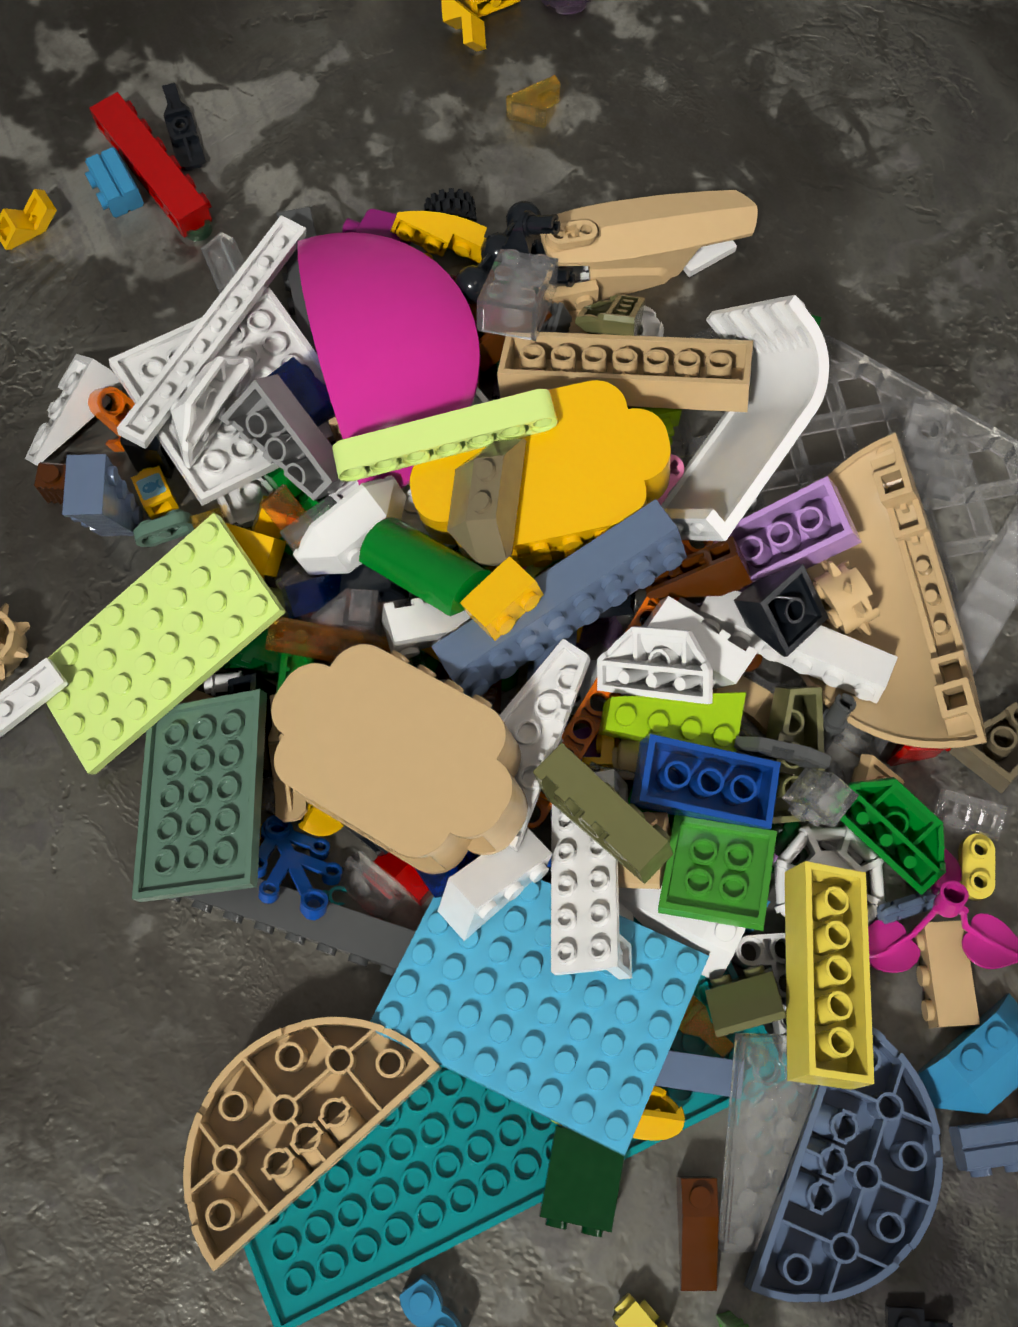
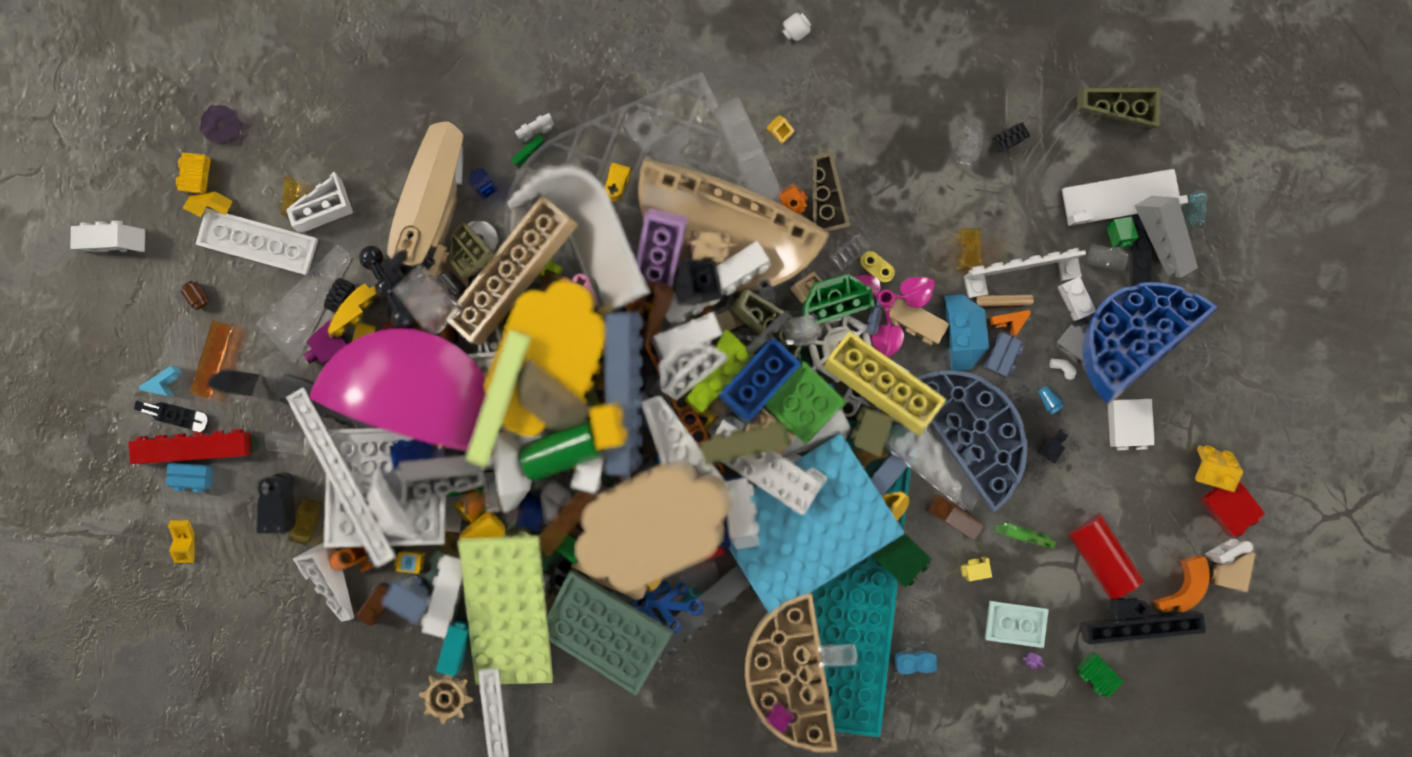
camera: 60 degrees left, 15 degrees up
(60, 611) = (454, 648): none -> teal brick
(116, 341) = (307, 521): none -> clear yellow slope
(117, 559) = (446, 596): none -> white brick
(136, 287) = (276, 504): none -> black piece
(214, 89) = (158, 383): none -> medium azure slope
(215, 1136) = (779, 717): none -> magenta brick
(263, 147) = (233, 382): none -> black brick
(276, 128) = (211, 358): none -> clear orange plate
(344, 69) = (194, 295): none -> reddish brown brick
(366, 1172) = (837, 655): none -> clear slope
(404, 183) = (302, 308): none -> clear wing
(455, 98) = (256, 241): none -> white plate
(547, 135) = (320, 206): none -> white wedge
(707, 293) = (482, 183): none -> clear blue slope
(834, 312) = (528, 132): none -> white plate
(834, 439) = (617, 178): none -> yellow piece
(979, 1273) = (1051, 400): none -> dark azure cone
(993, 680) = (794, 193): none -> orange brick

